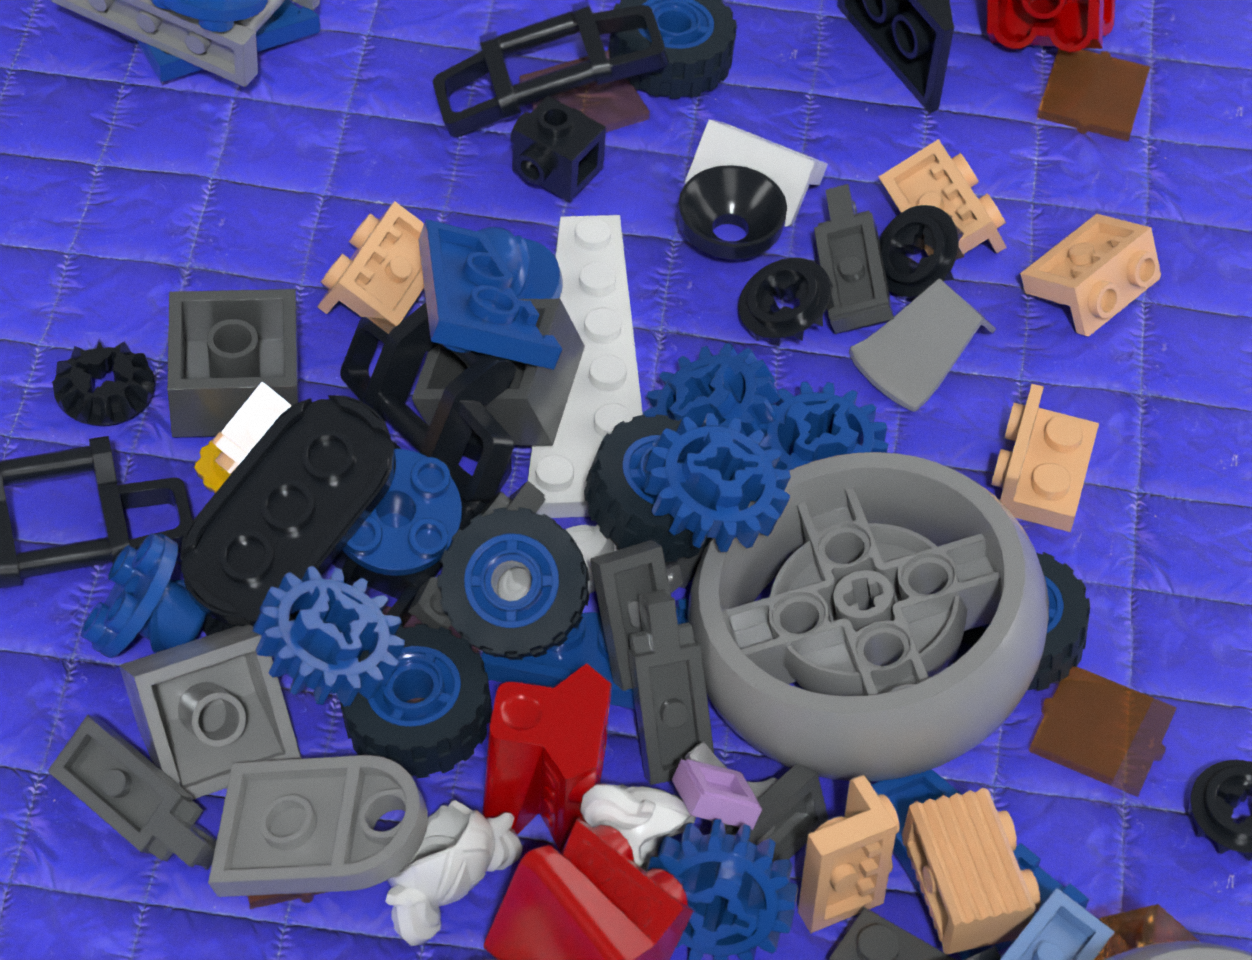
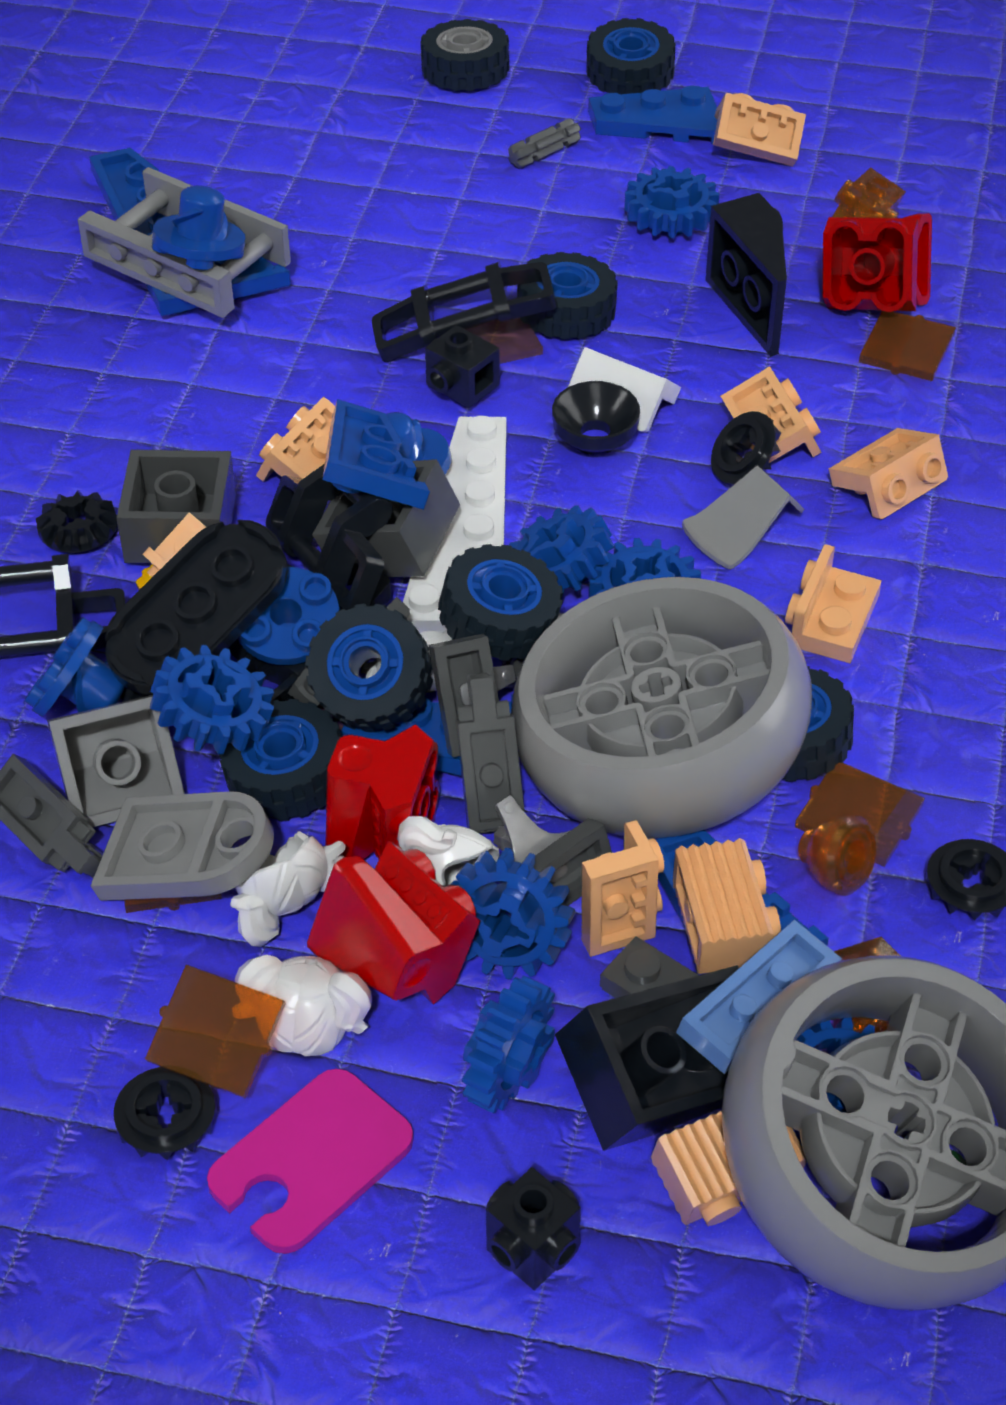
camera: 10 degrees right, 5 degrees down
(716, 481) = (541, 592): blue gear -> none
(716, 793) = (515, 831): lavender tile -> none
(787, 280) = (636, 466): black gear -> none
(854, 263) = (689, 458): dark grey hinge -> none
(1088, 788) = (840, 853): none -> clear orange brick

